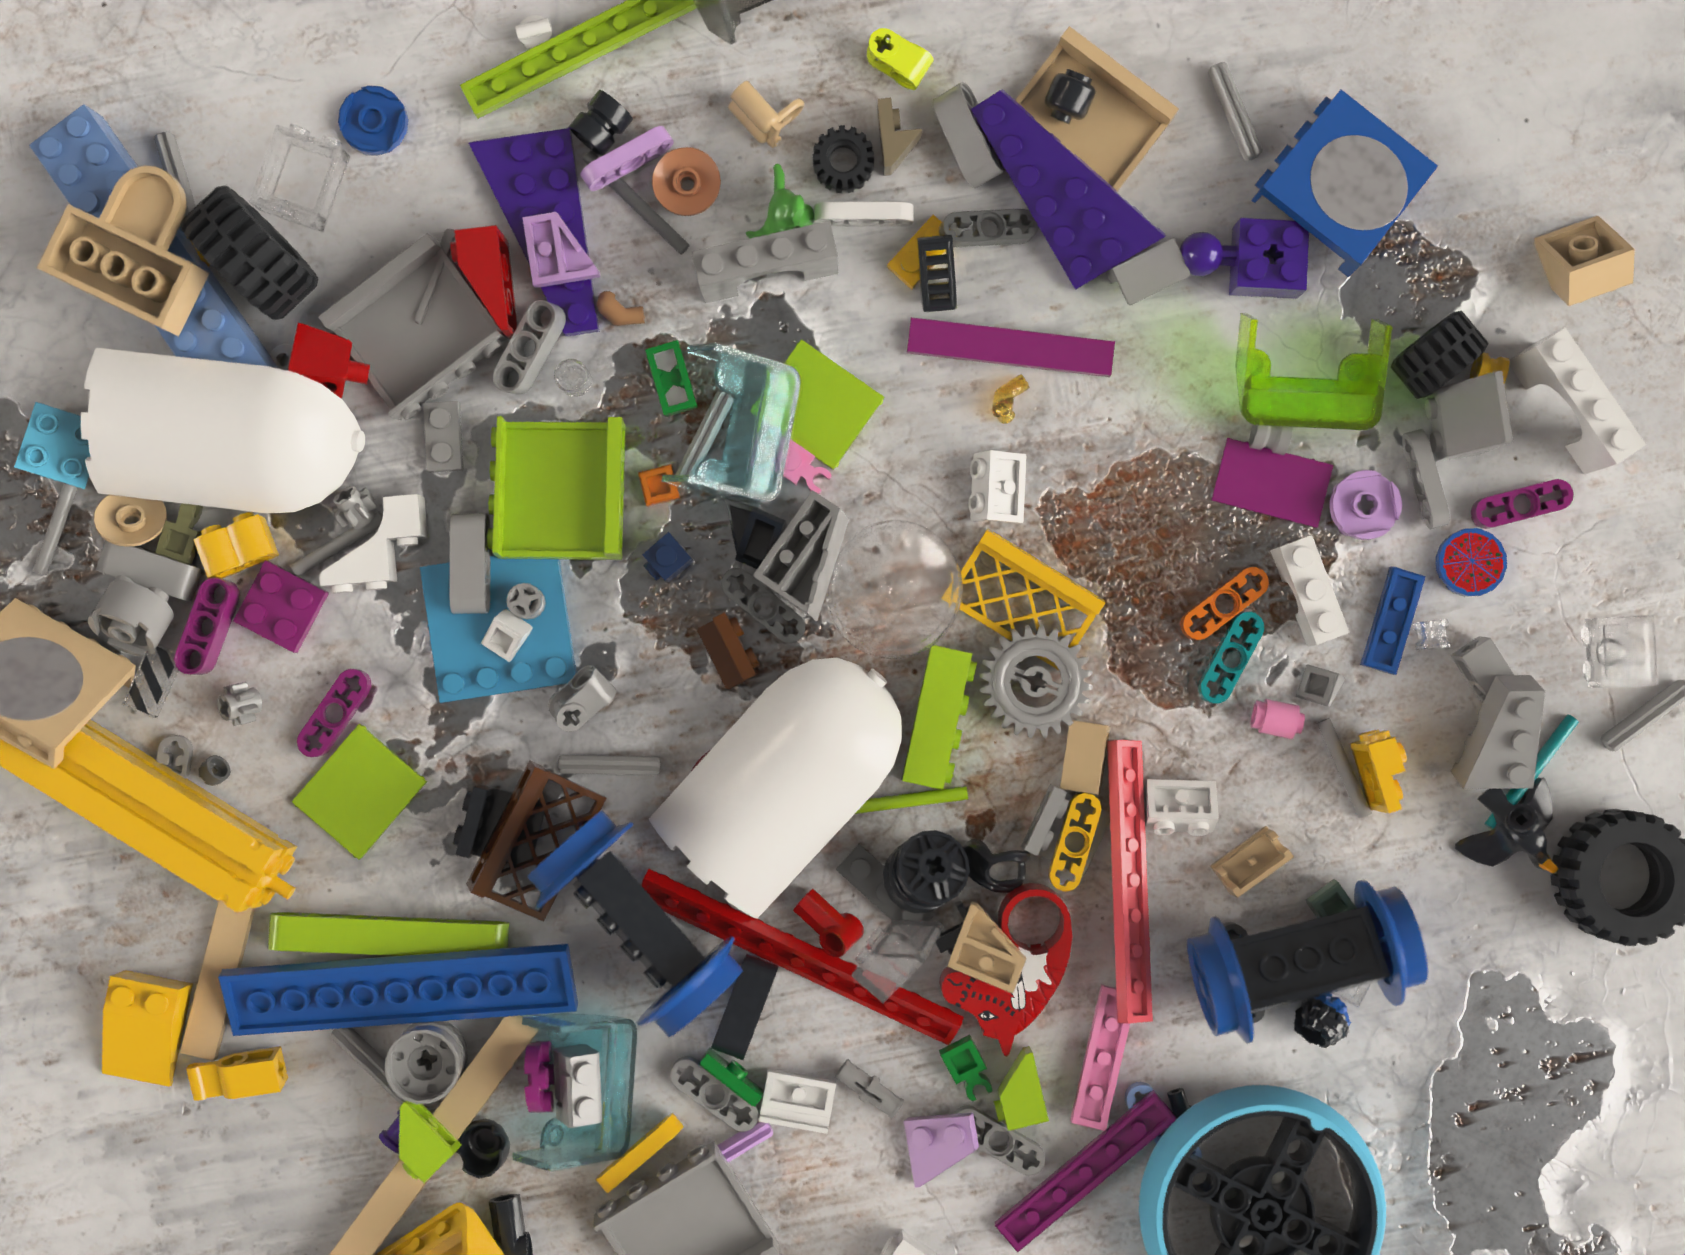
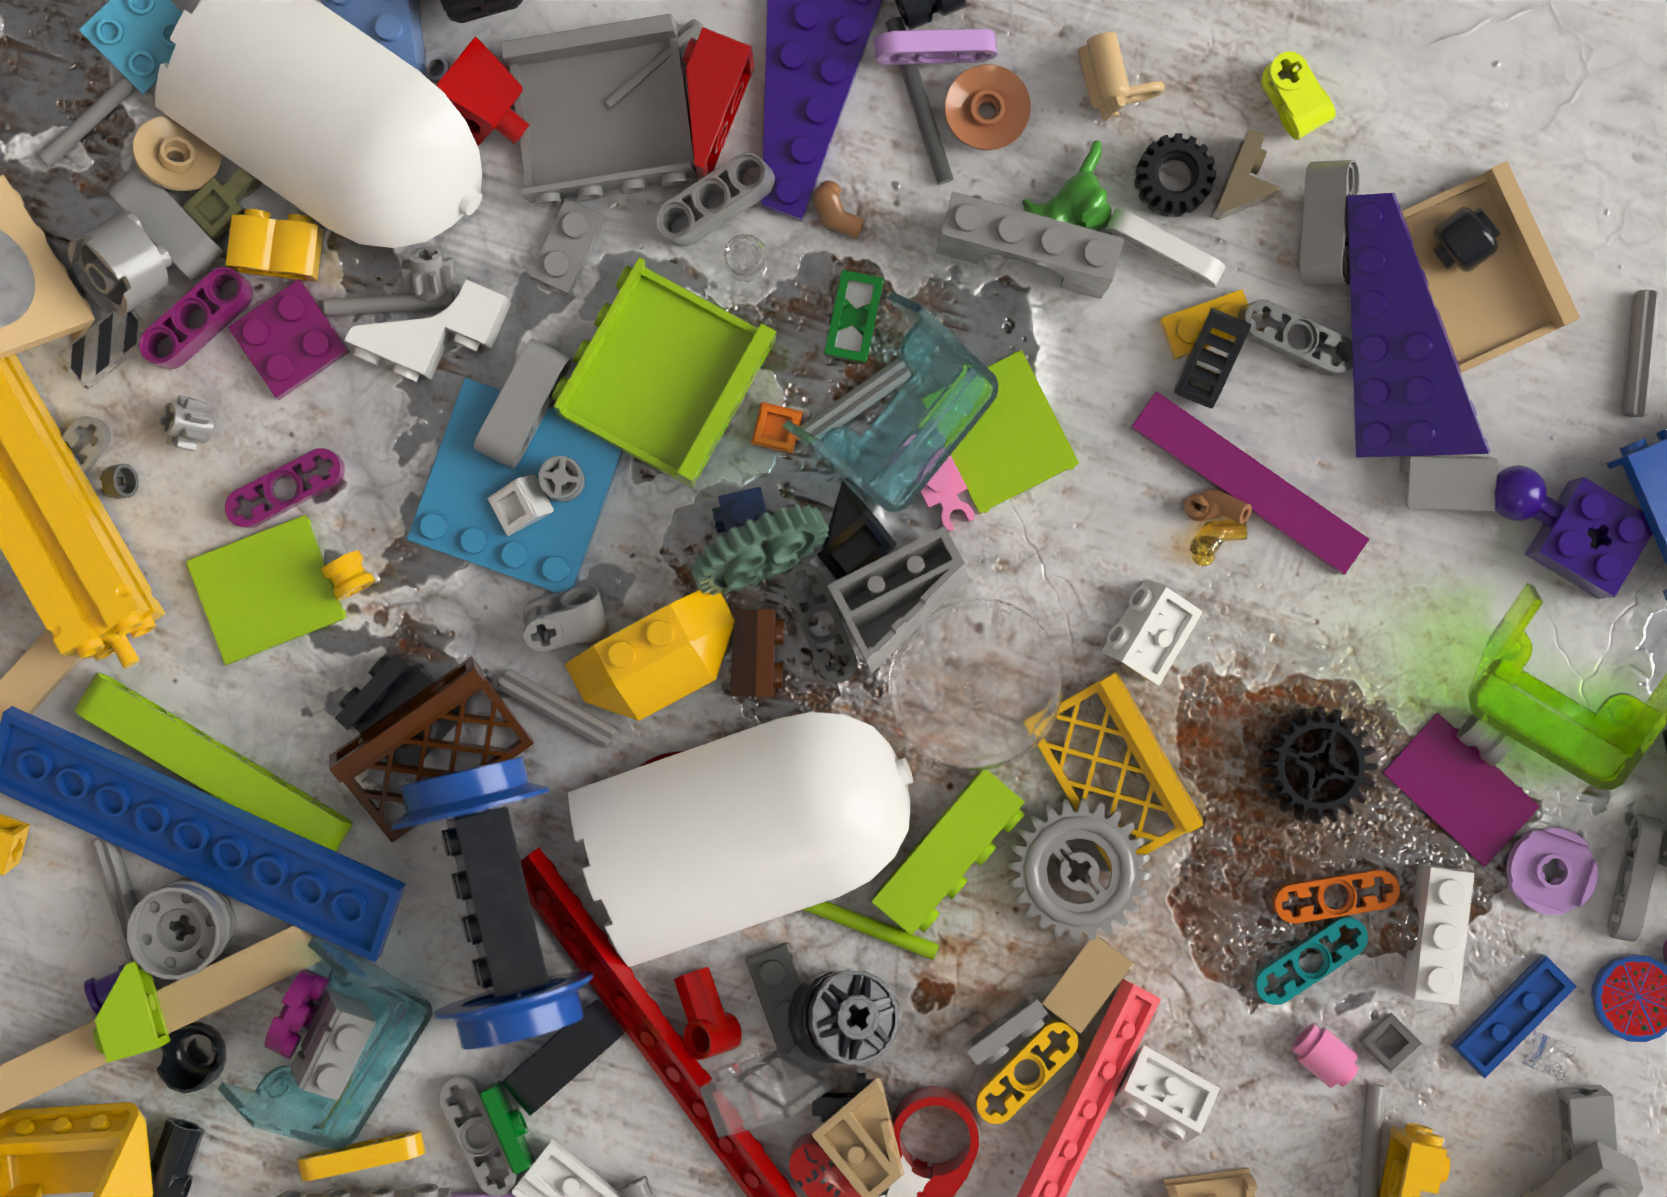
camera: 30 degrees right, 0 degrees up
(411, 750) = (348, 575): none -> yellow wheel
(555, 252) = (800, 109): lavender wing -> none
(660, 690) = (656, 657): none -> yellow wedge
(691, 576) = (759, 550): none -> sand green gear
(982, 859) = (912, 1037): black piece -> none
(995, 374) = (1216, 504): none -> medium nougat arm
(1162, 502) = (1326, 747): none -> black gear

